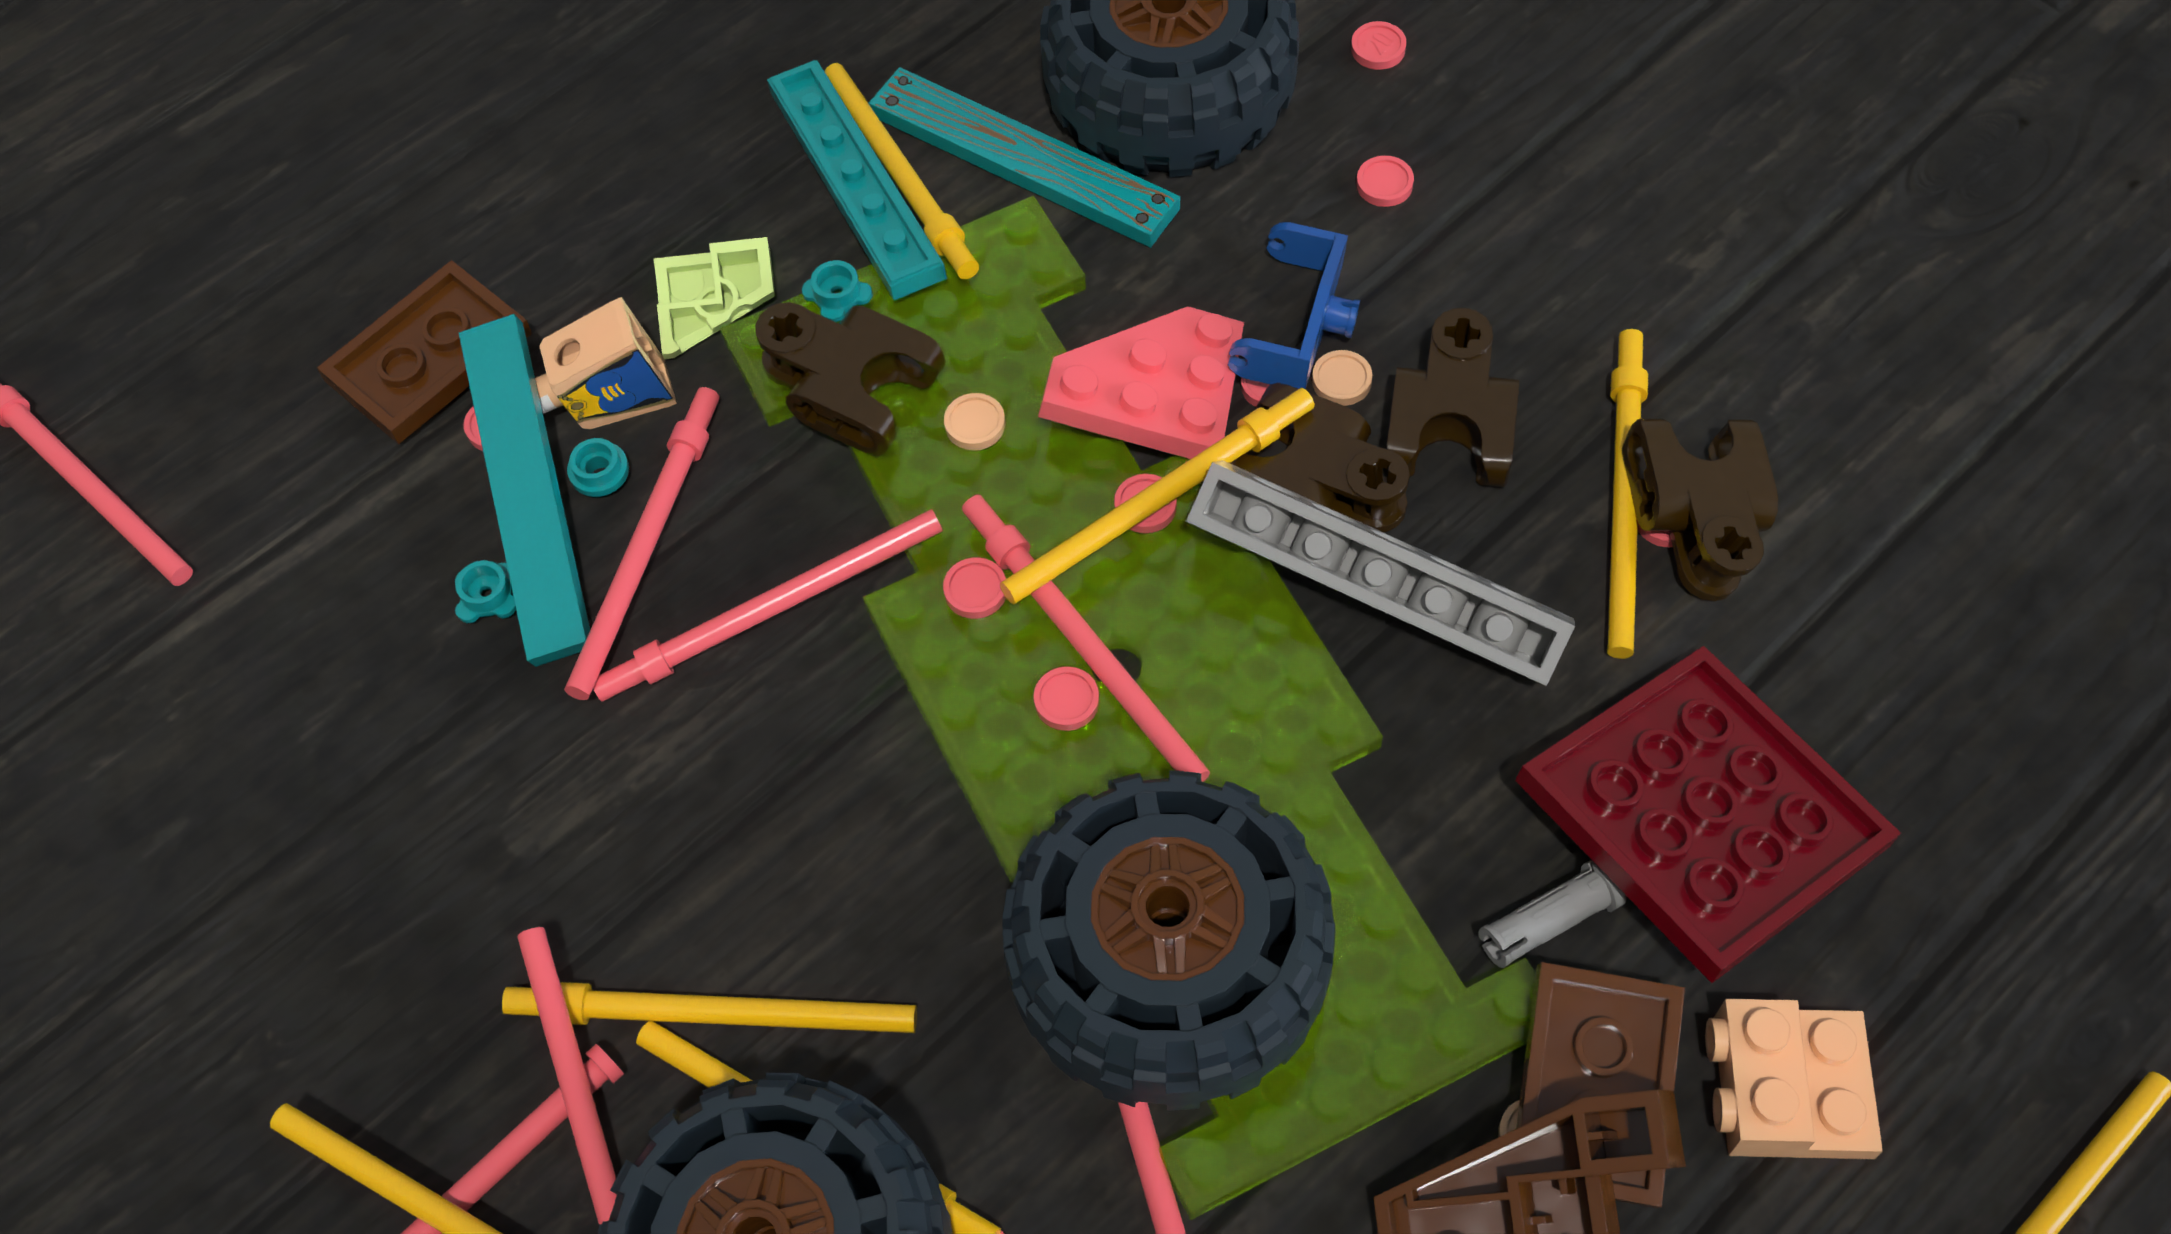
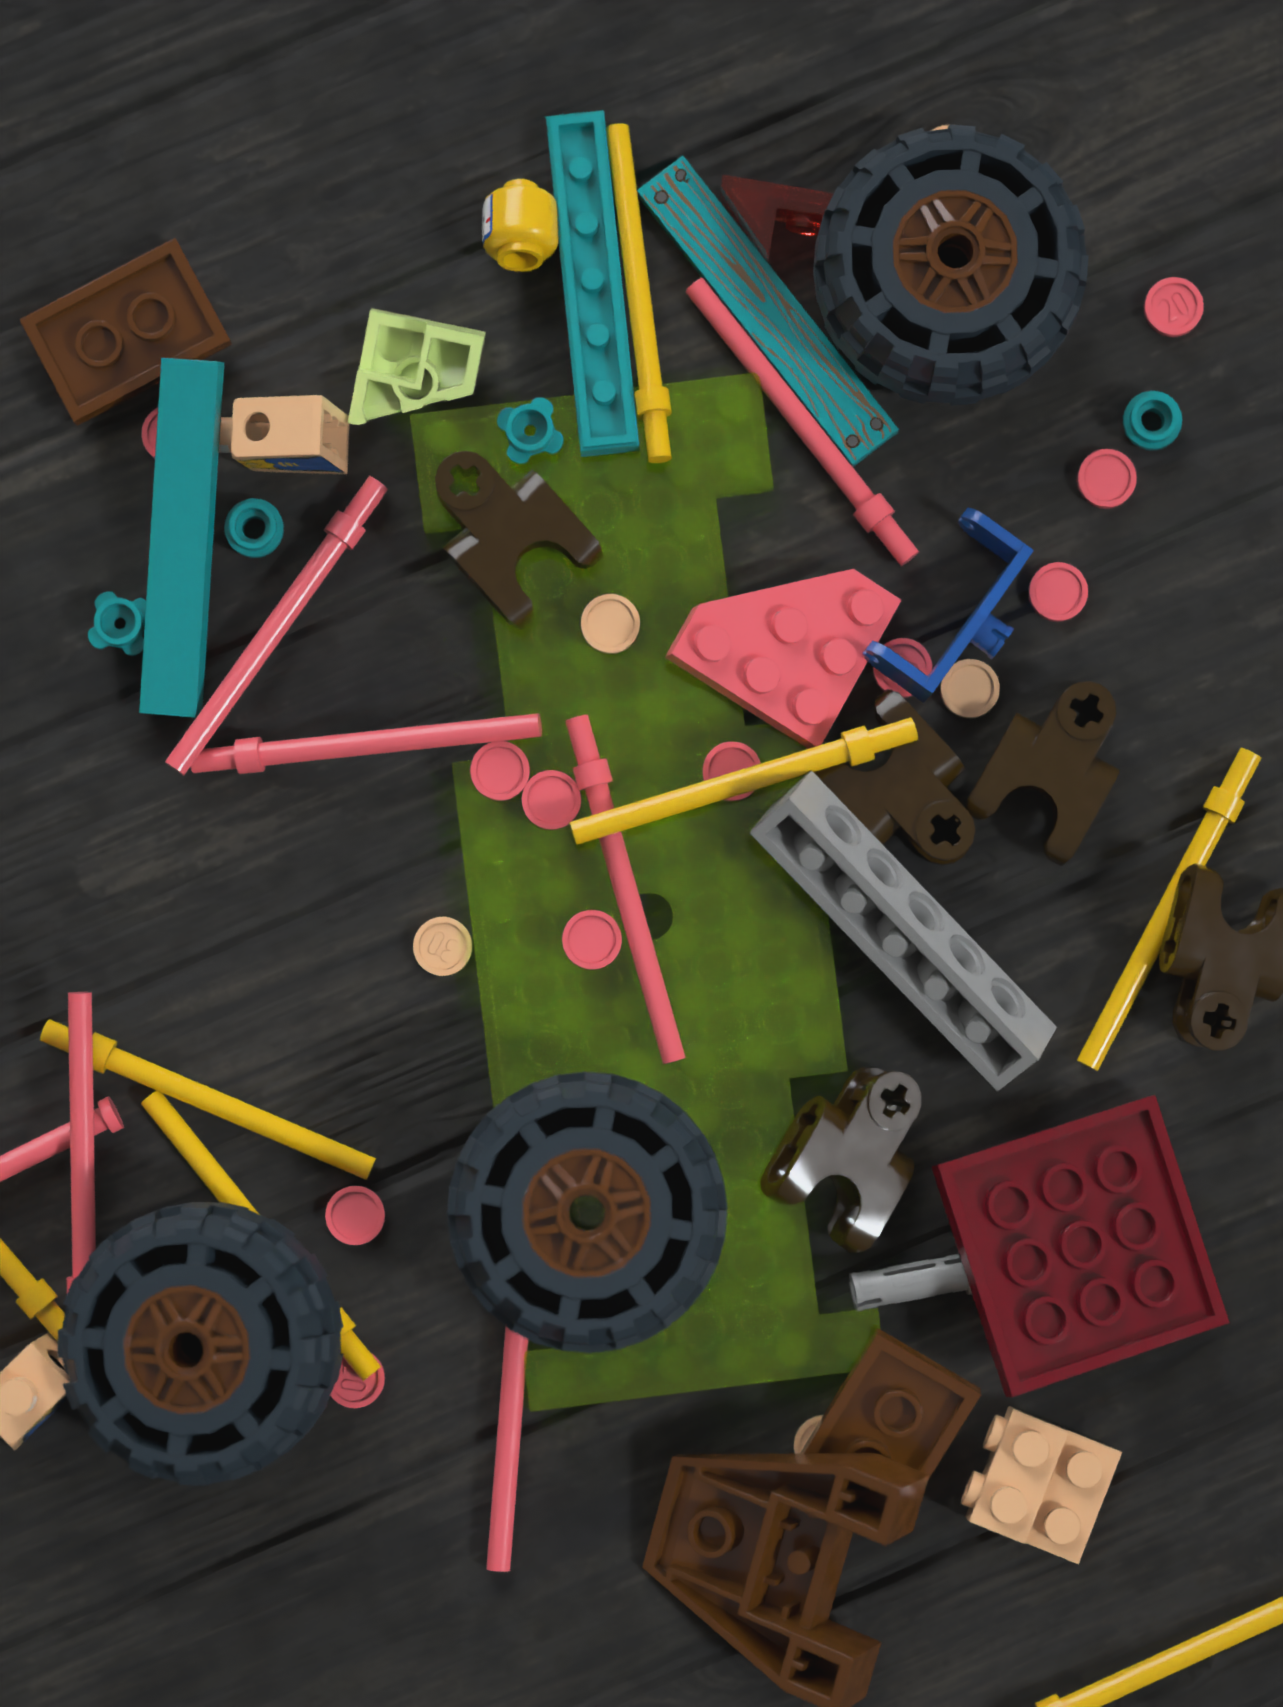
camera: 15 degrees right, 25 degrees up
(771, 155) = (520, 225): none -> yellow head
(913, 580) = (500, 770): none -> coral piece
(914, 1076) = (355, 1215): none -> coral piece
(915, 774) = (442, 946): none -> light nougat piece
(994, 71) = (759, 204): none -> clear red slope
(1182, 265) = (871, 510): none -> coral bar
(1385, 277) = (1058, 592): none -> coral piece
(1403, 120) = (1163, 406): none -> teal plate
(1425, 796) = (853, 1146): none -> piece

